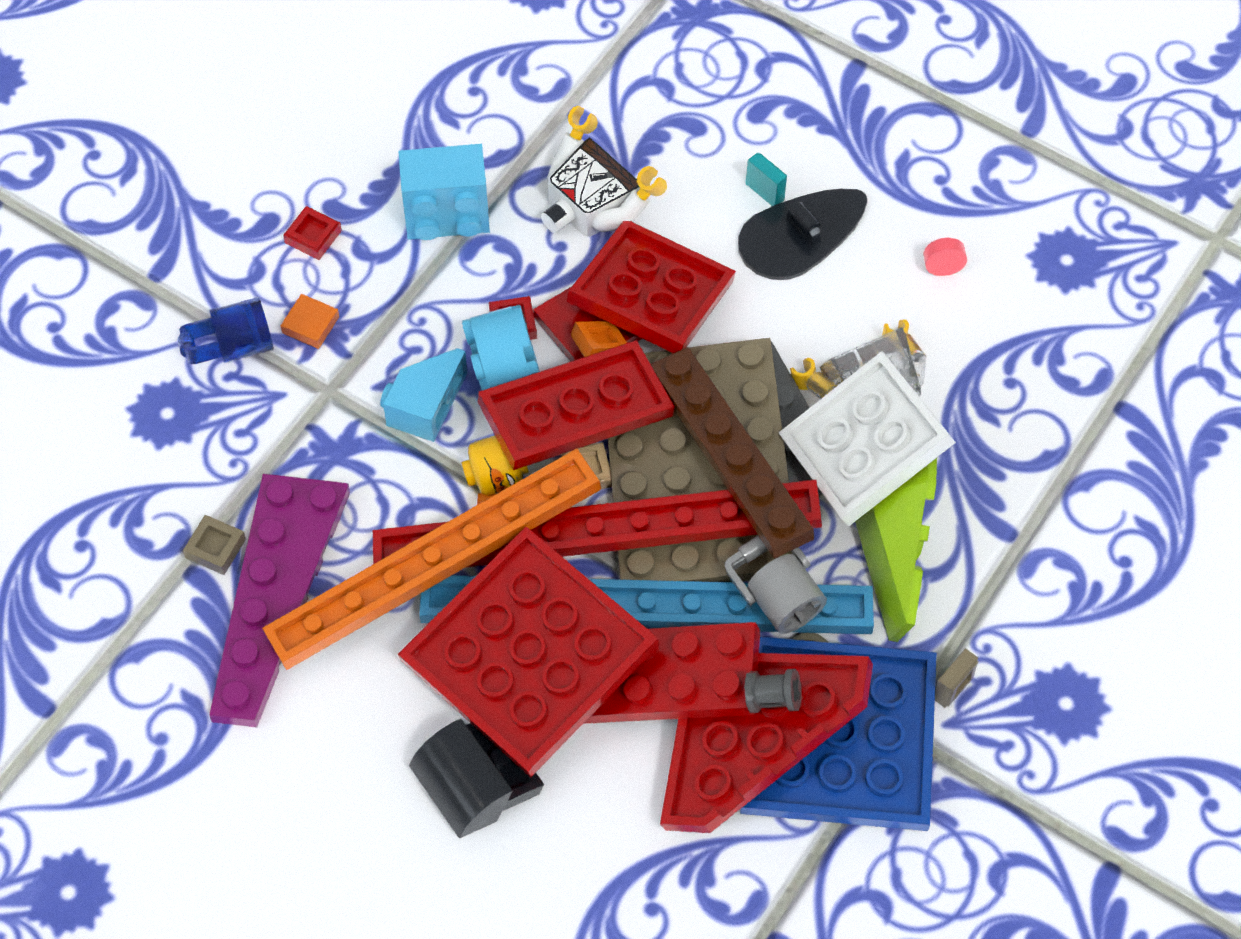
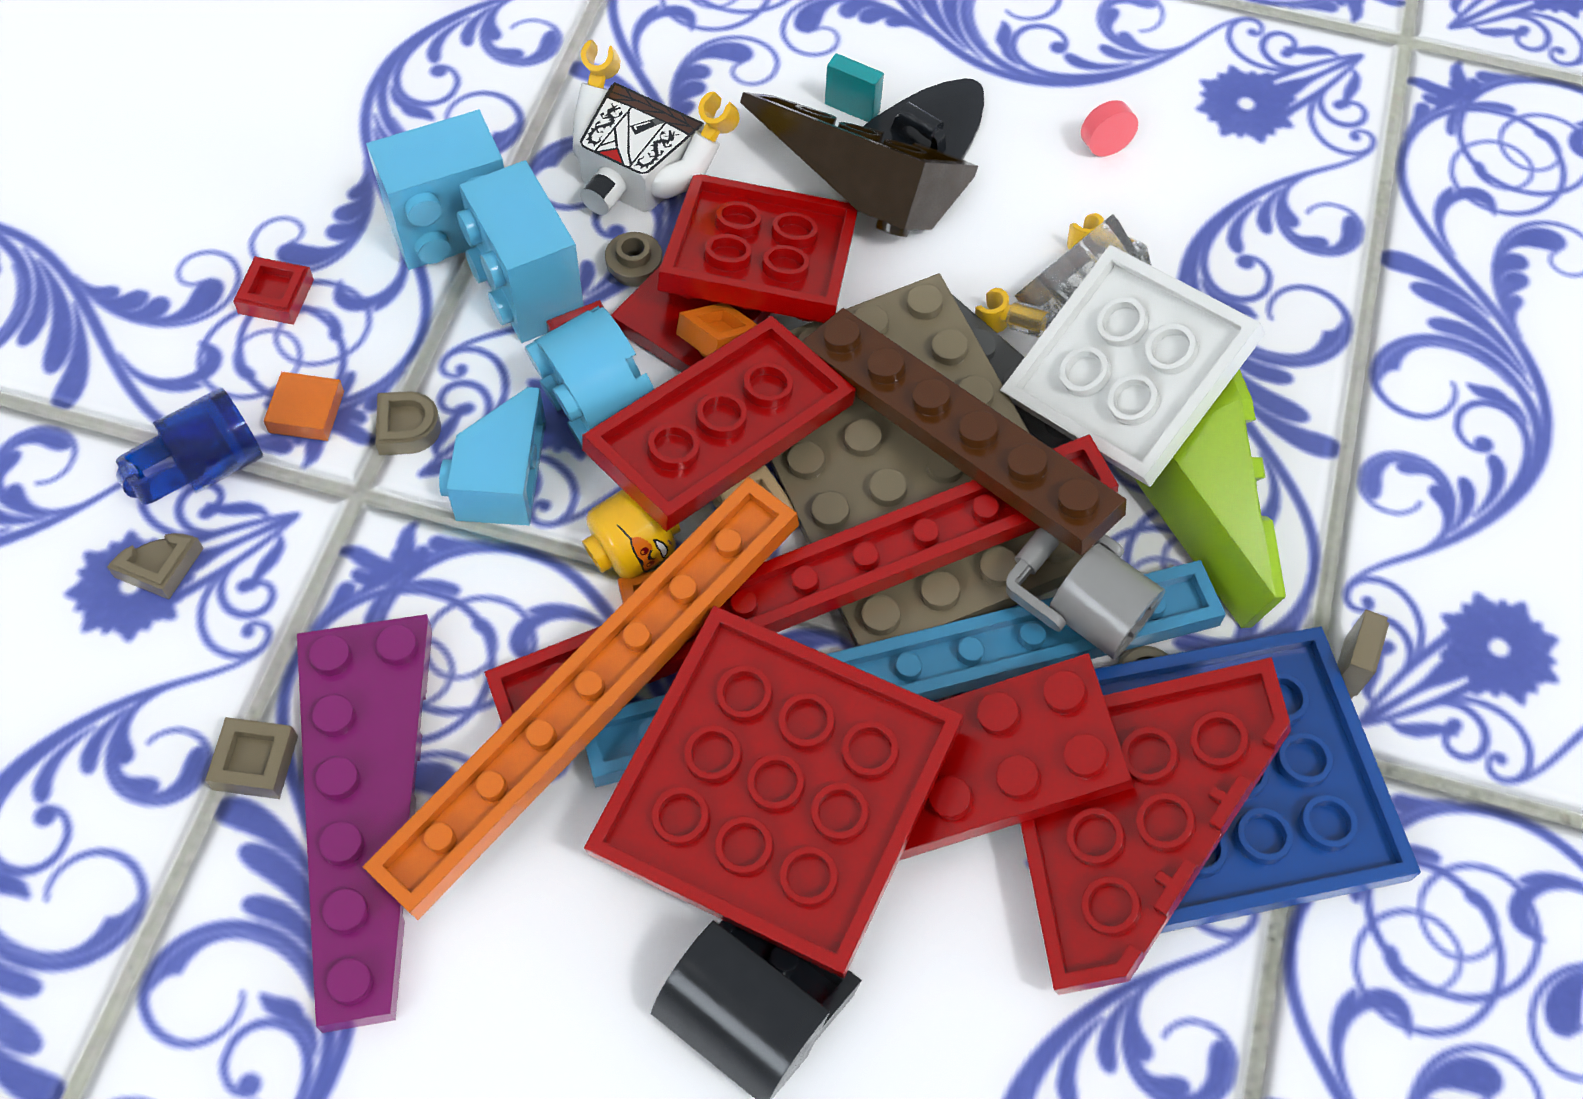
camera: 20 degrees left, 0 degrees up
(188, 404) = (158, 564): none -> dark tan tile
(373, 350) = (405, 423): none -> dark tan tile
(481, 249) = (520, 249): none -> medium azure brick
(561, 279) = (633, 269): none -> dark tan plate
(753, 250) = (890, 180): none -> dark brown wedge
(773, 691) = (1159, 746): dark grey bush -> none

